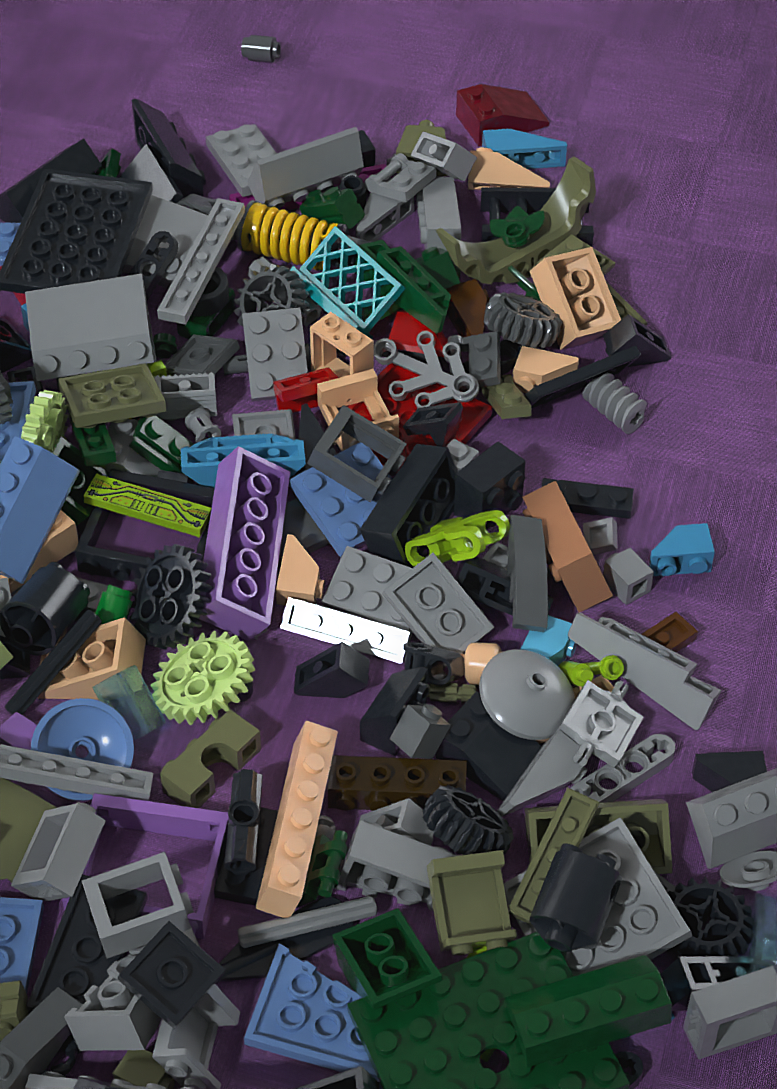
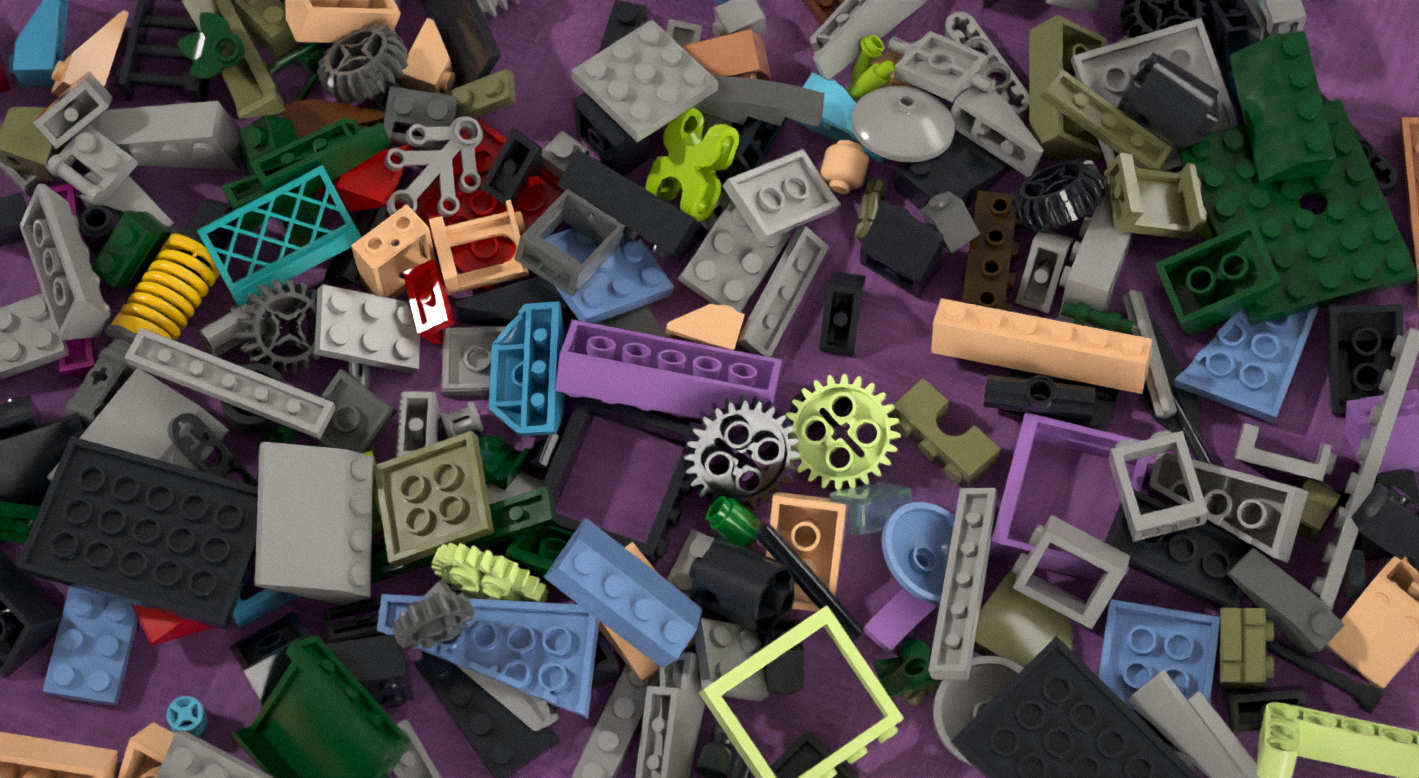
camera: 80 degrees left, 15 degrees up
(148, 505) = (602, 469): lime tile -> none
(171, 974) = (1256, 446): black hinge -> none
(432, 659) = (847, 211): black piece -> none
(523, 484) = (644, 80): none -> light grey plate

